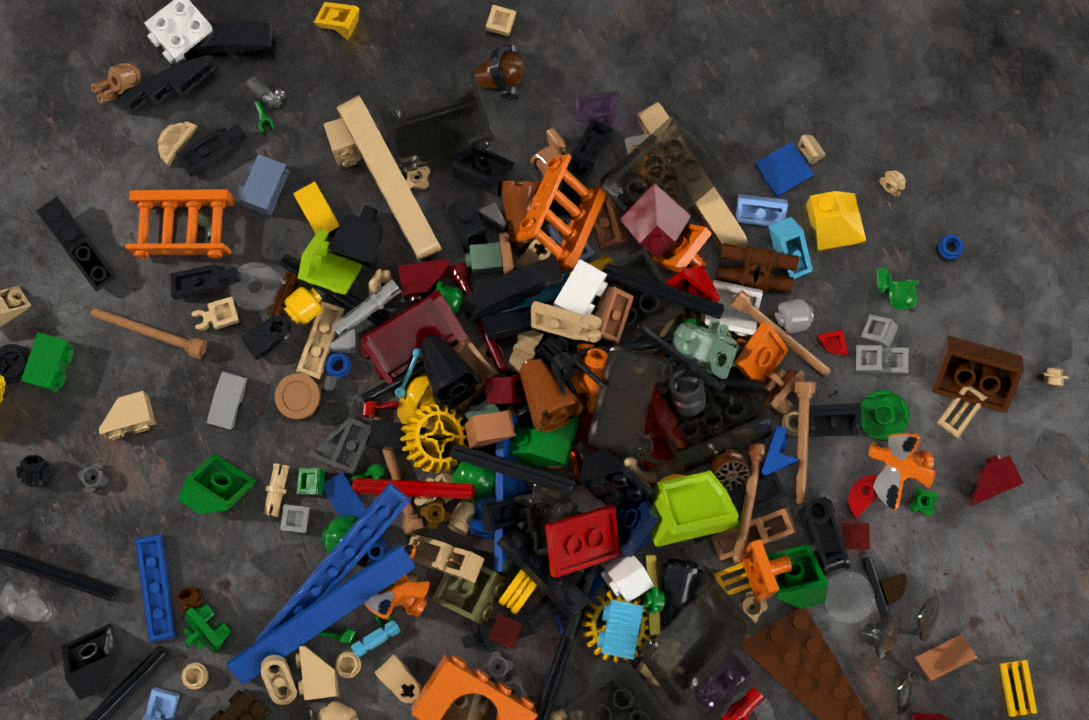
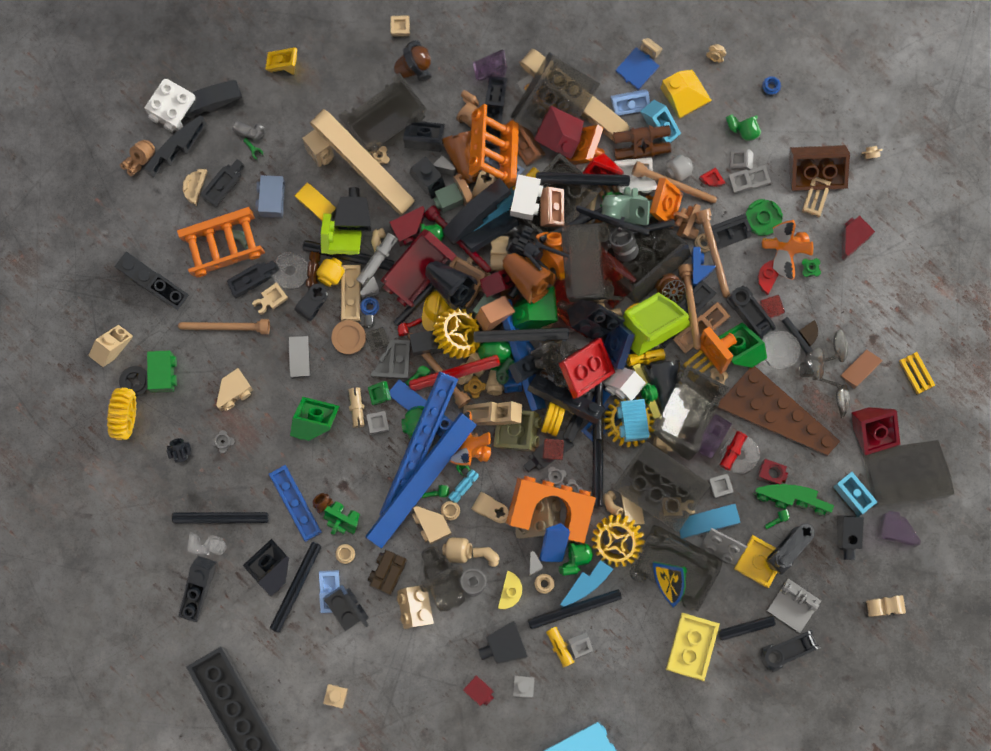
camera: 20 degrees left, 0 degrees up
(278, 677) = (405, 534): tan plate -> none
(400, 392) = (420, 310): medium azure hinge -> none
(473, 510) = (502, 371): none -> dark green arm
(565, 322) = (523, 221): tan hinge -> none
(675, 550) = (646, 358): none -> yellow pin

